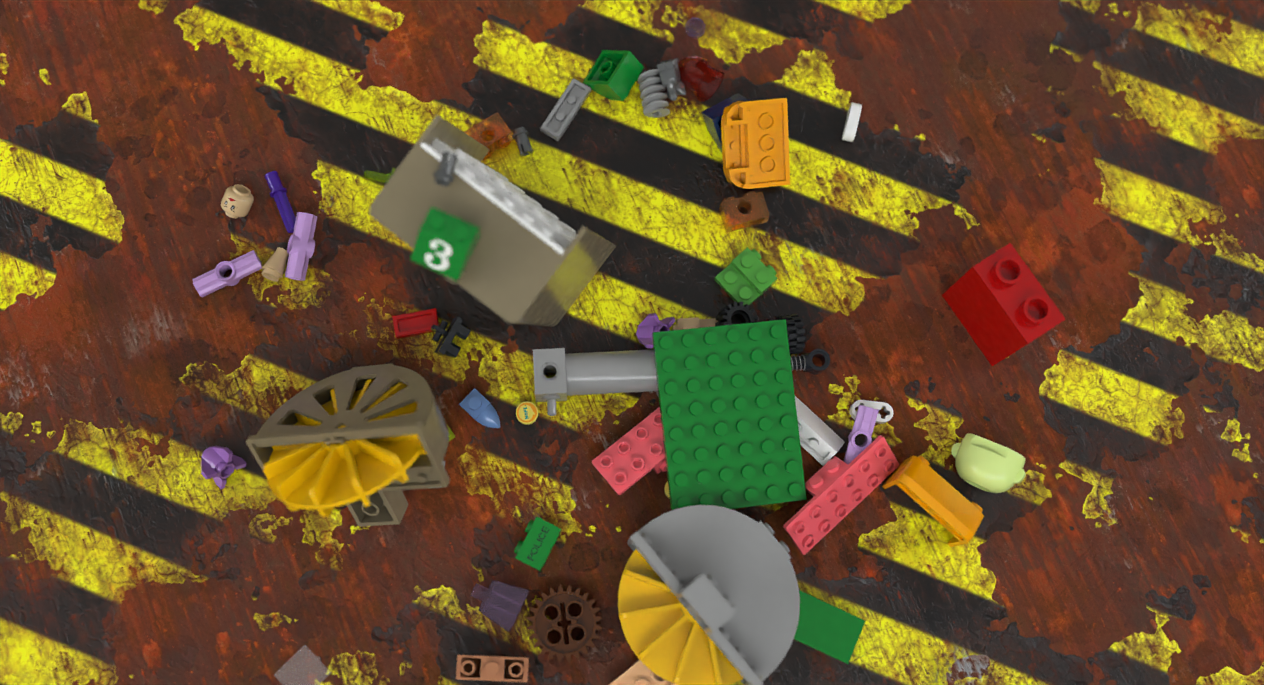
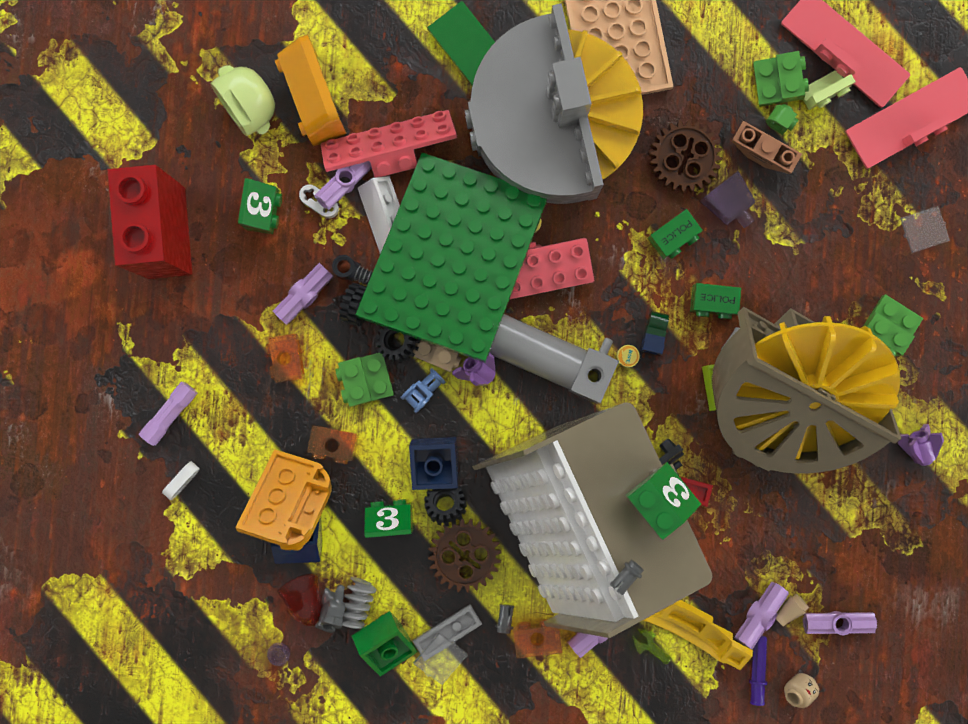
camera: 145 degrees left, 10 degrees up
(295, 562) = (893, 324): none -> bright green plate
(351, 210) = (701, 631): none -> yellow piece
(471, 501) = (716, 300): none -> green brick
(480, 409) = (667, 380): medium blue plate -> none
(512, 444) = (655, 333): none -> leg
(560, 85) = (440, 658): none -> clear piece
(579, 193) = (451, 570): none -> reddish brown gear
(610, 204) = (448, 515): none -> black tyre
(650, 235) = (434, 463): none -> dark blue slope
(663, 171) = (388, 519): none -> green slope
(692, 290) = (422, 391): none -> medium blue connector
(822, 273) = (294, 369): none -> clear orange brick
(839, 323) = (303, 294): none -> lavender piece
(892, 179) = (178, 400): none -> lavender axle
(919, 376) = (259, 207): none -> green slope

